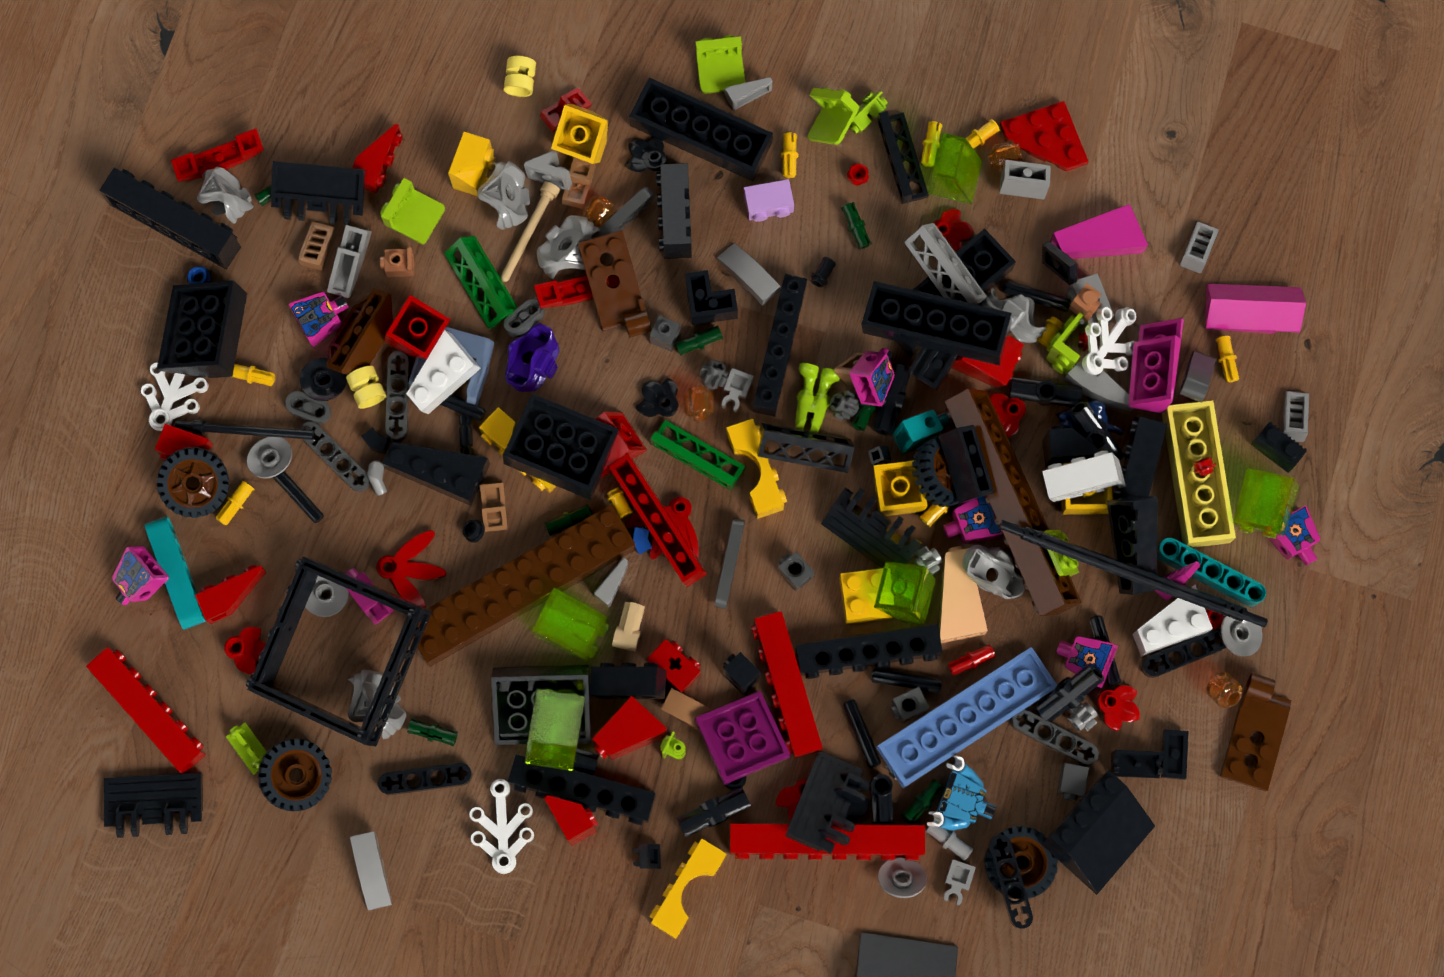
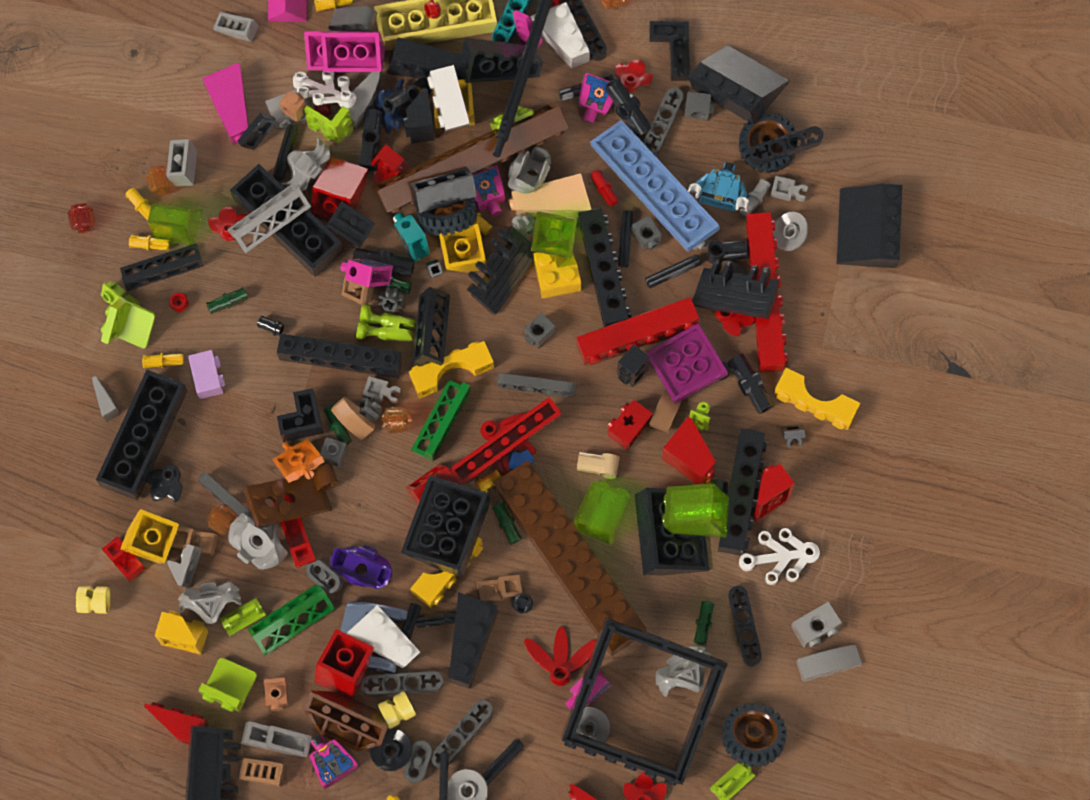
camera: 90 degrees left, 5 degrees down
(375, 475) = (476, 694): light grey arm -> none
(376, 442) = (446, 698): black piece -> none
(426, 871) = (825, 616): none -> light grey brick
(487, 230) = (242, 617): none -> lime hinge
(548, 192) = (204, 566): tan piece -> none
(607, 590) = (565, 483): light grey slope -> none
(628, 681) = (647, 457): black brick -> none
(655, 291) = (298, 460): none -> orange plate
(656, 396) = (390, 458): black plate -> none
(675, 211) = (219, 452): black wedge -> none
(704, 351) = (349, 416): none -> medium nougat slope
(719, 63) = (78, 424): lime bracket -> none
(749, 274) = (275, 386): light grey slope -> none
(922, 801) = (726, 220): dark green pin -> none
(936, 323) = (321, 217): black brick -> none
(964, 71) = (81, 218): none -> clear red head
(1012, 407) = (388, 161): none -> red brick
(1047, 136) = (139, 149): red plate -> none
(1053, 326) = (310, 137): yellow pin -> none
(1082, 717) = (647, 99): light grey gear -> none

